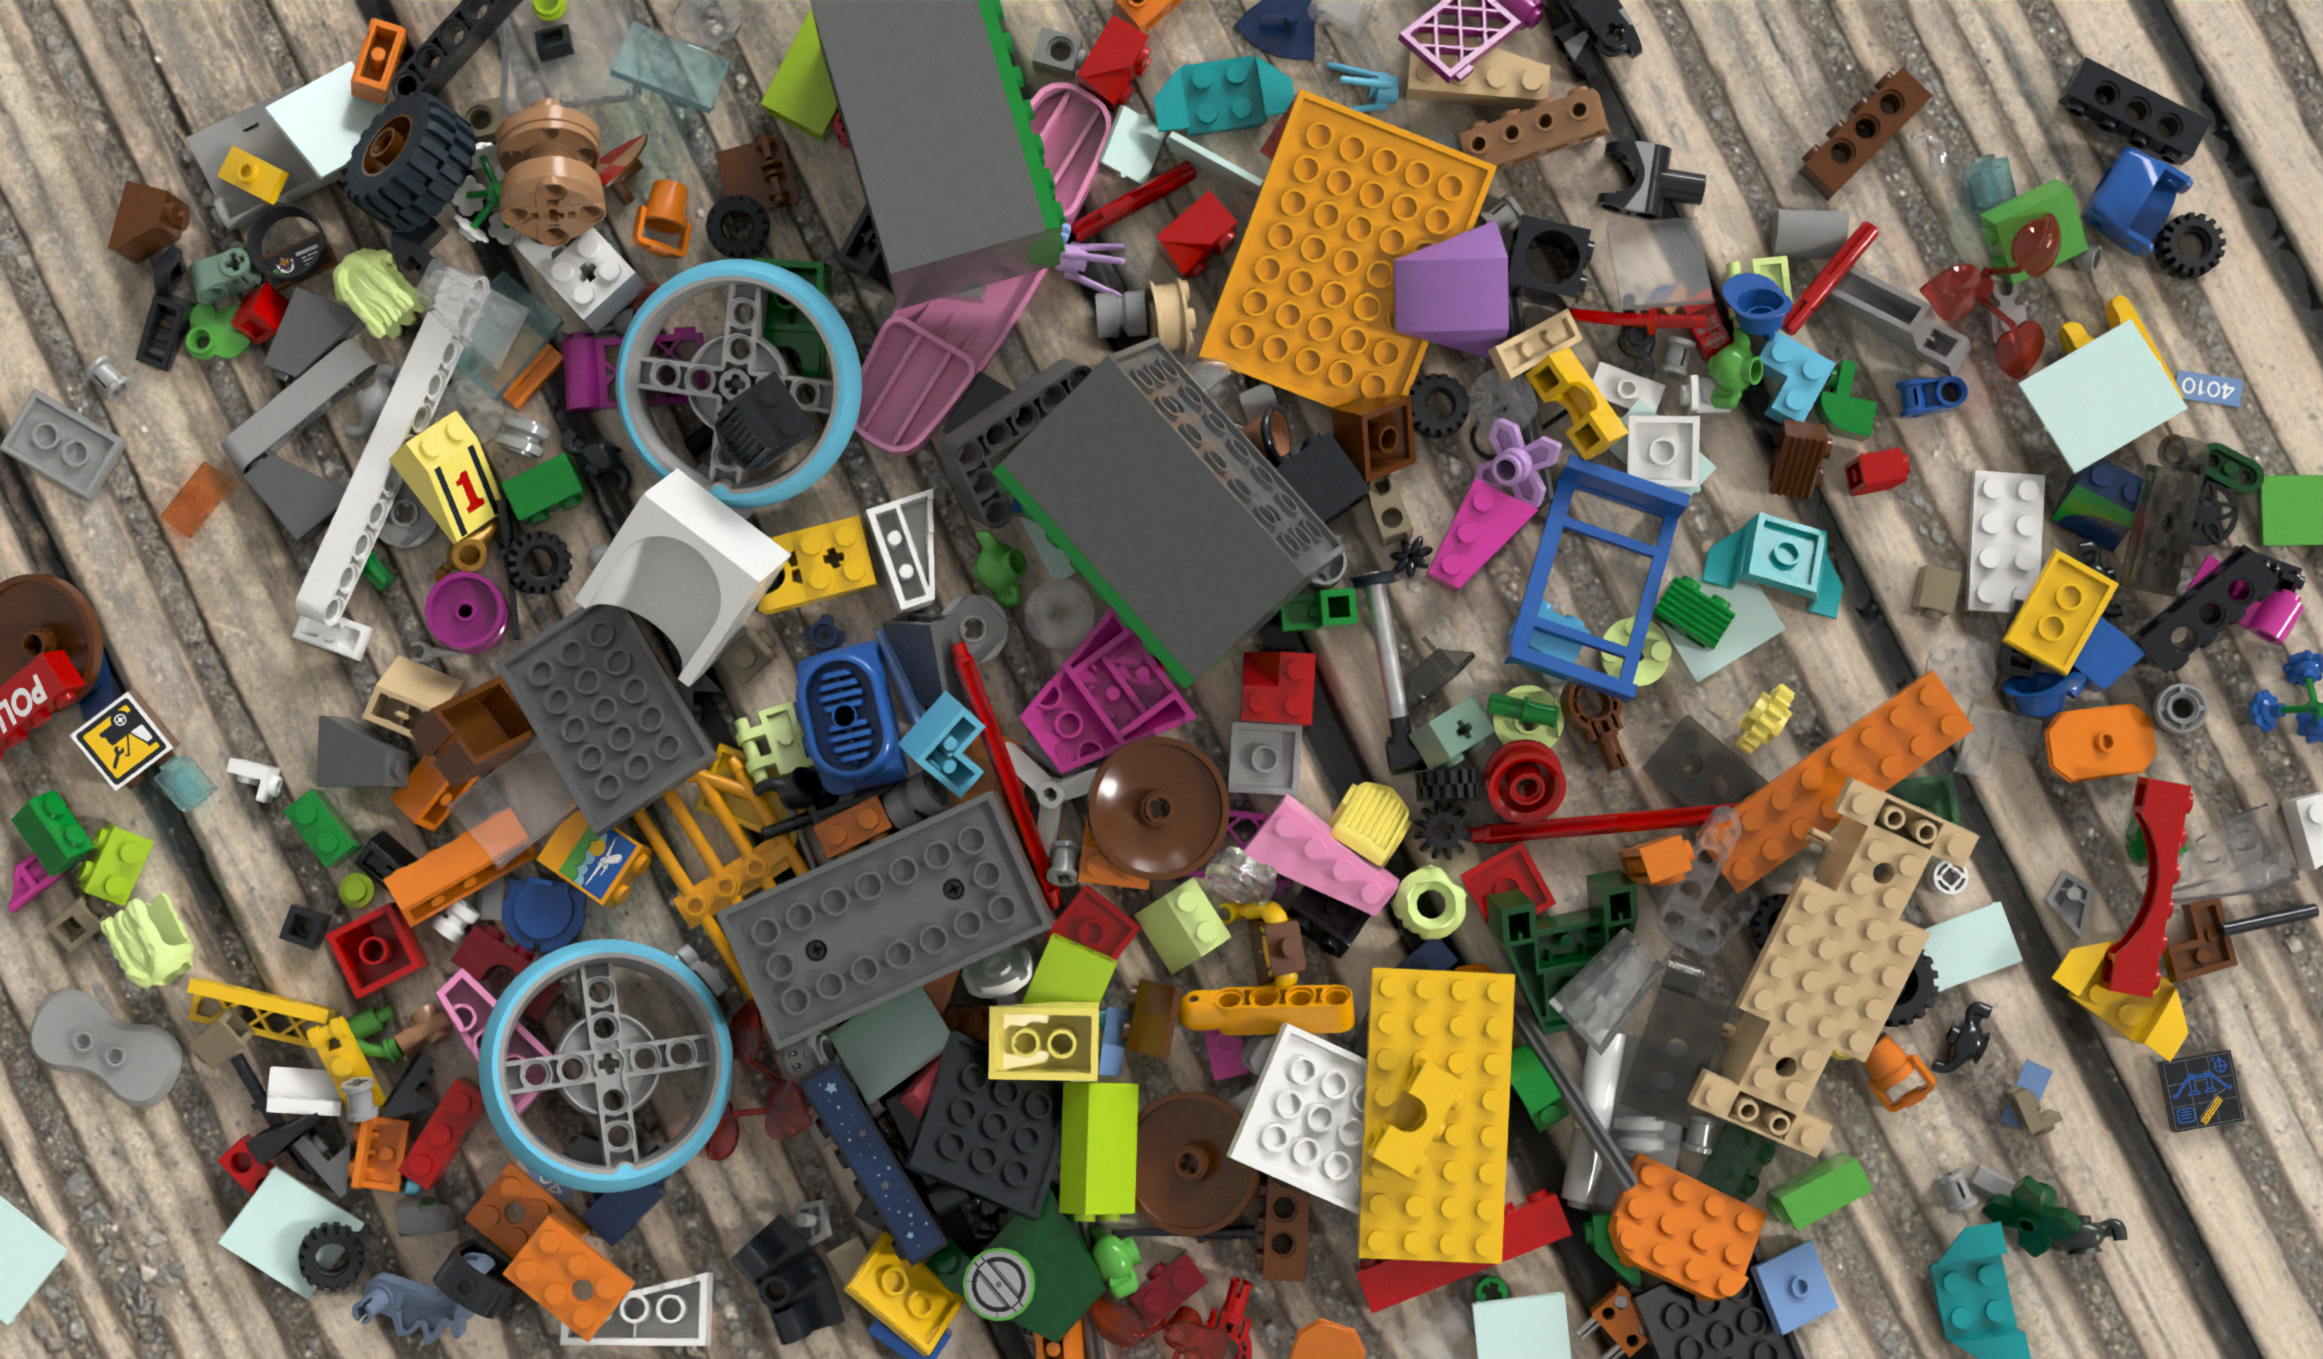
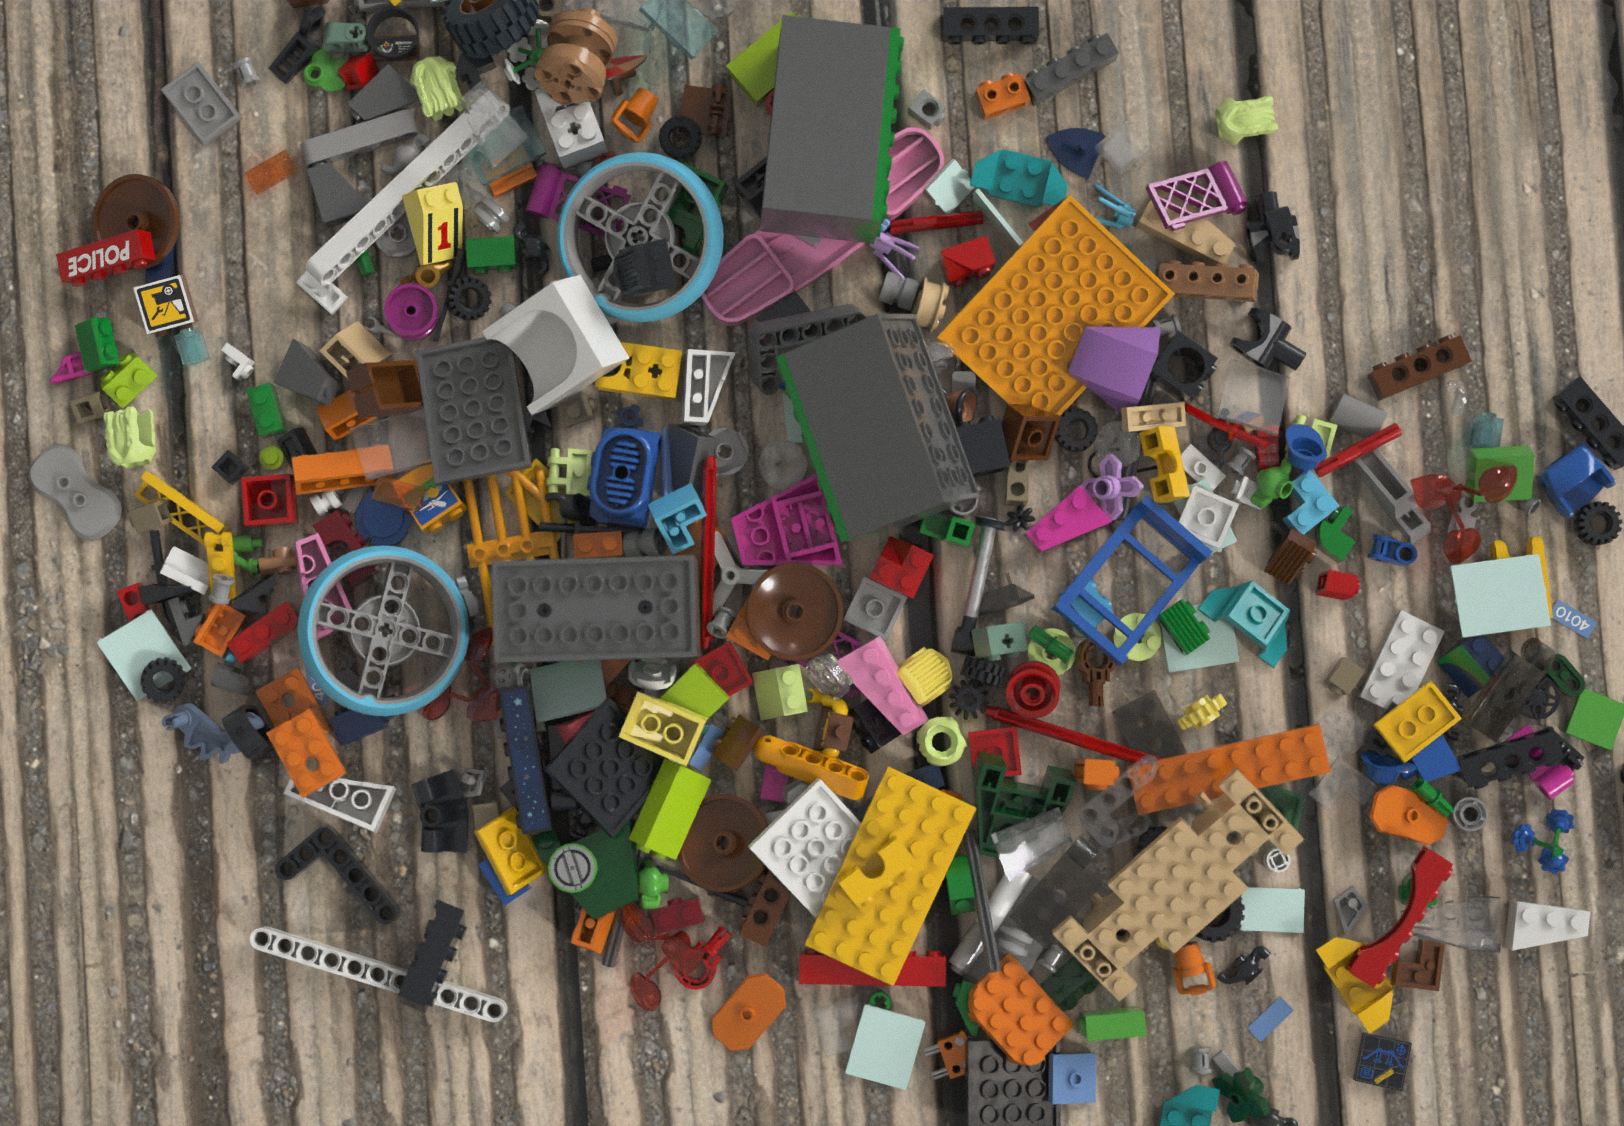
camera: 20 degrees right, 0 degrees up
(551, 869) = (399, 494): none -> clear orange plate
(1000, 569) = (757, 420): bright green piece -> none
(1115, 63) = (960, 130): red slope -> none
(2026, 1108) = (1266, 1024): dark tan bracket -> none
(2122, 706) = (1432, 797): none -> green axle
(2268, 920) = (1469, 971): black bar -> none

